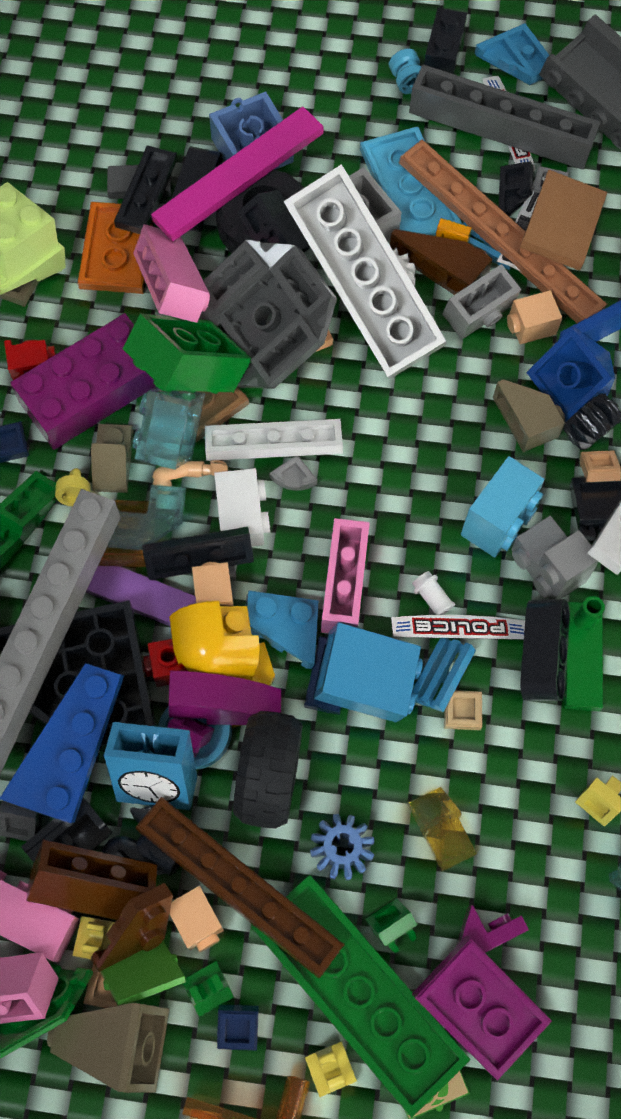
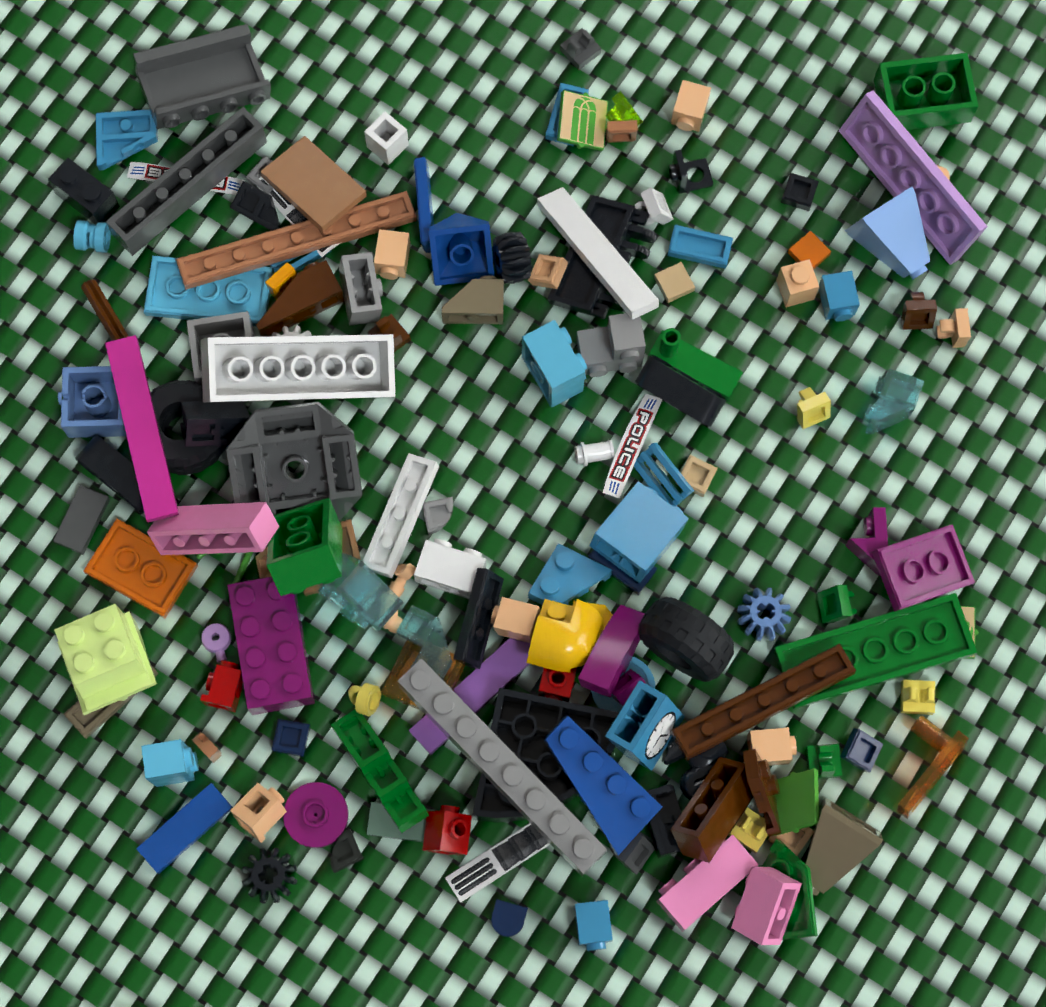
camera: 65 degrees left, 5 degrees up
(73, 333) = (219, 646): none -> lavender piece
(111, 458) = (349, 655): dark tan slope -> none
(145, 189) = (100, 517): black tile -> none
(339, 119) = (103, 310): none -> reddish brown axle
(345, 574) = (552, 512): bright pink brick -> none
(442, 829) = (780, 534): clear yellow slope -> none
(454, 354) = (390, 325): none -> reddish brown tile

